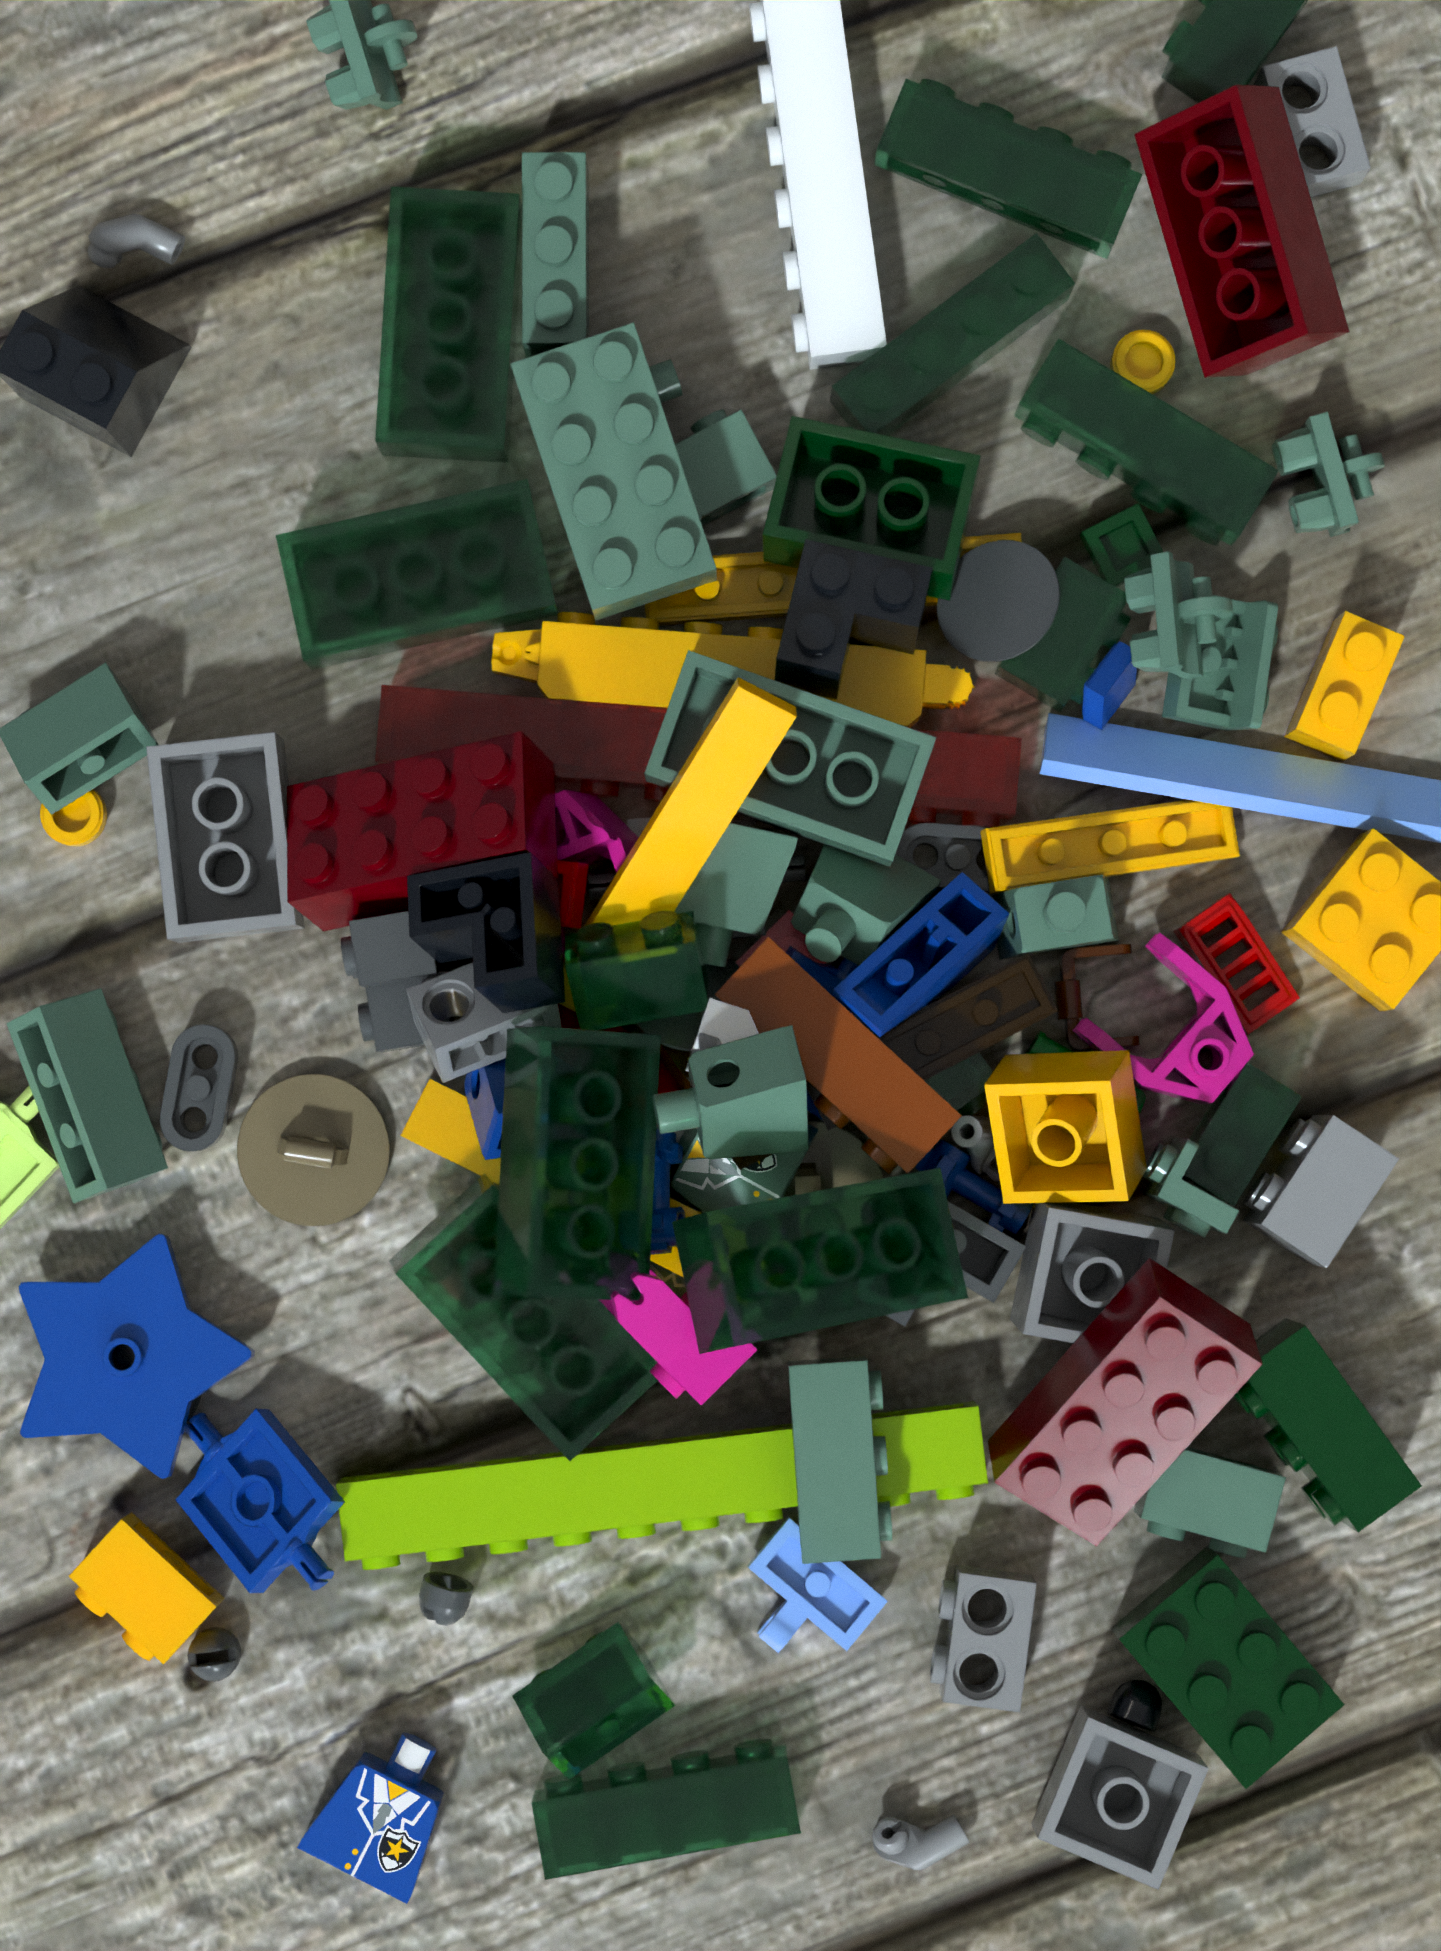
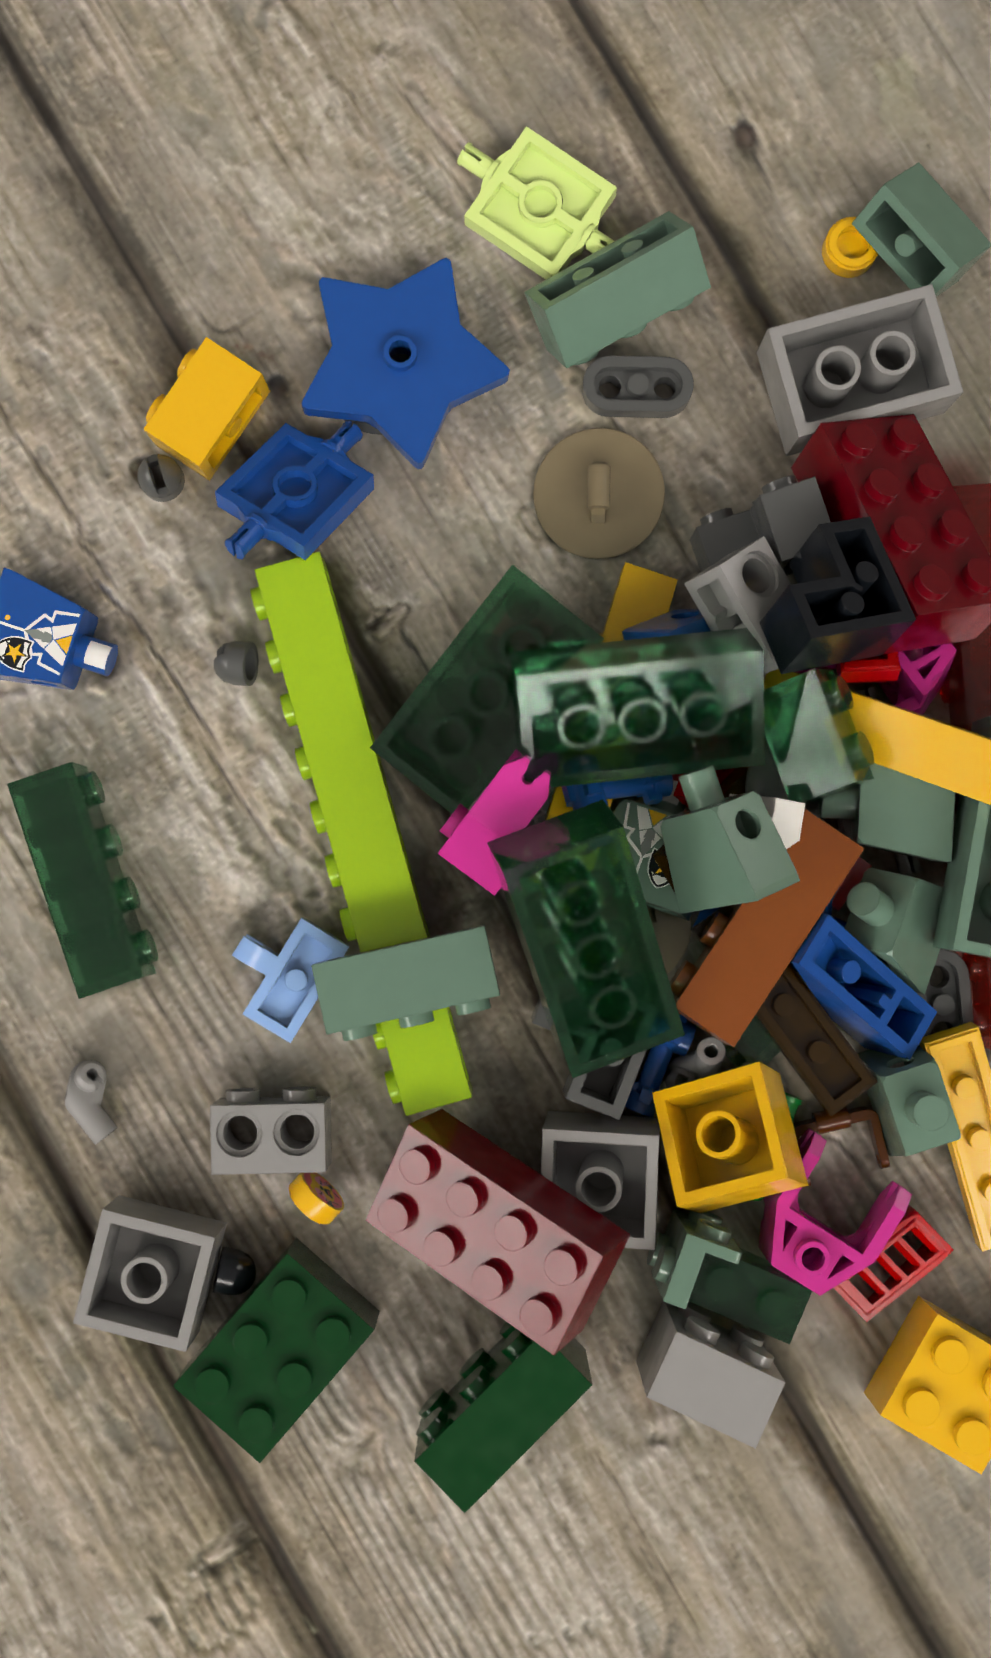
camera: 80 degrees right, 0 degrees up
(593, 1700) = (166, 801): clear green brick -> none
(1065, 1598) = (316, 1197): none -> yellow tile
(1215, 1499) = (421, 1318): sand green brick -> none

